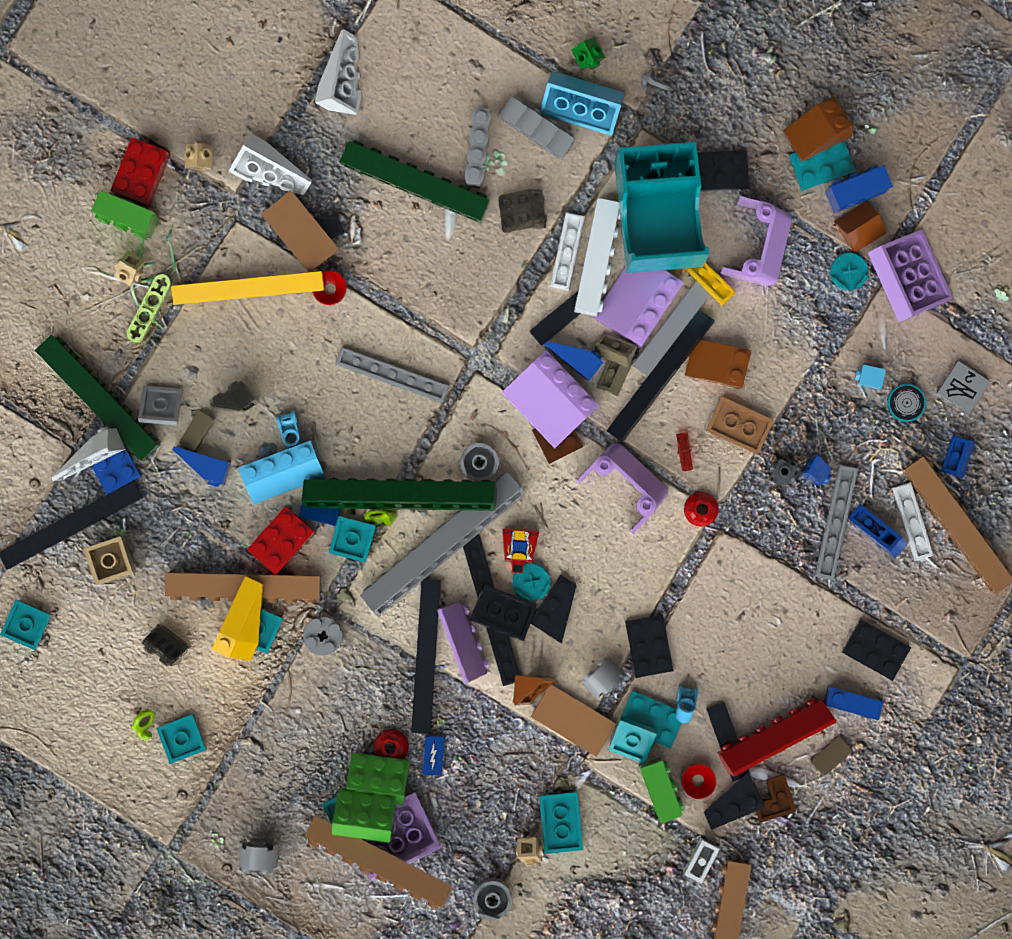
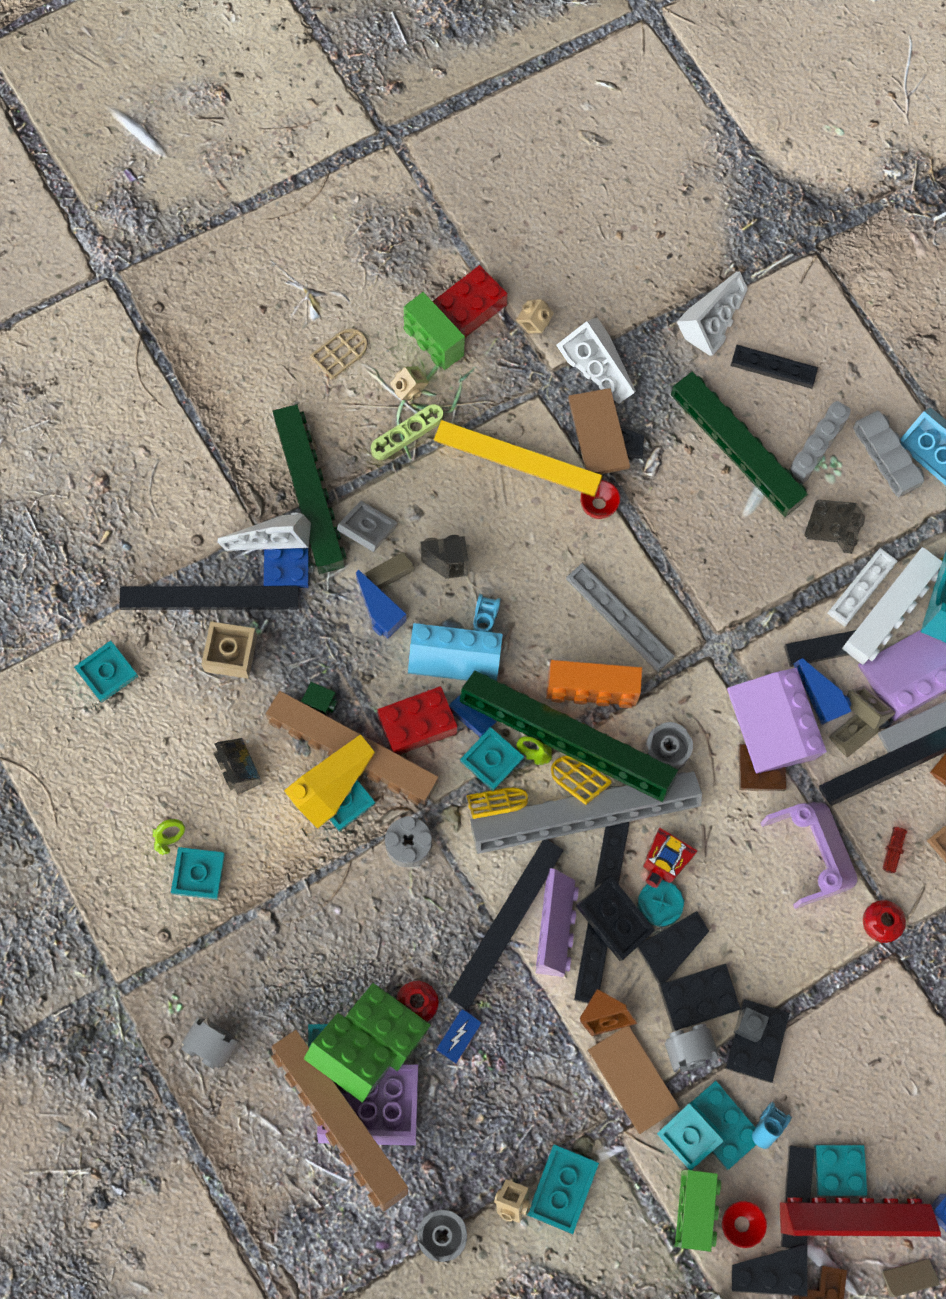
camera: 25 degrees right, 15 degrees down
(52, 271) = (332, 352): none -> tan window
(199, 562) = (320, 699): none -> dark green brick
(369, 577) = (517, 792): none -> yellow window
(398, 442) = (594, 683): none -> orange brick
(411, 96) = (774, 366): none -> black tile
(428, 526) = (579, 785): none -> yellow window
(592, 637) = (699, 997): none -> black plate
(638, 640) = (751, 1024): none -> dark grey brick
(750, 707) = (840, 1170): none -> teal plate

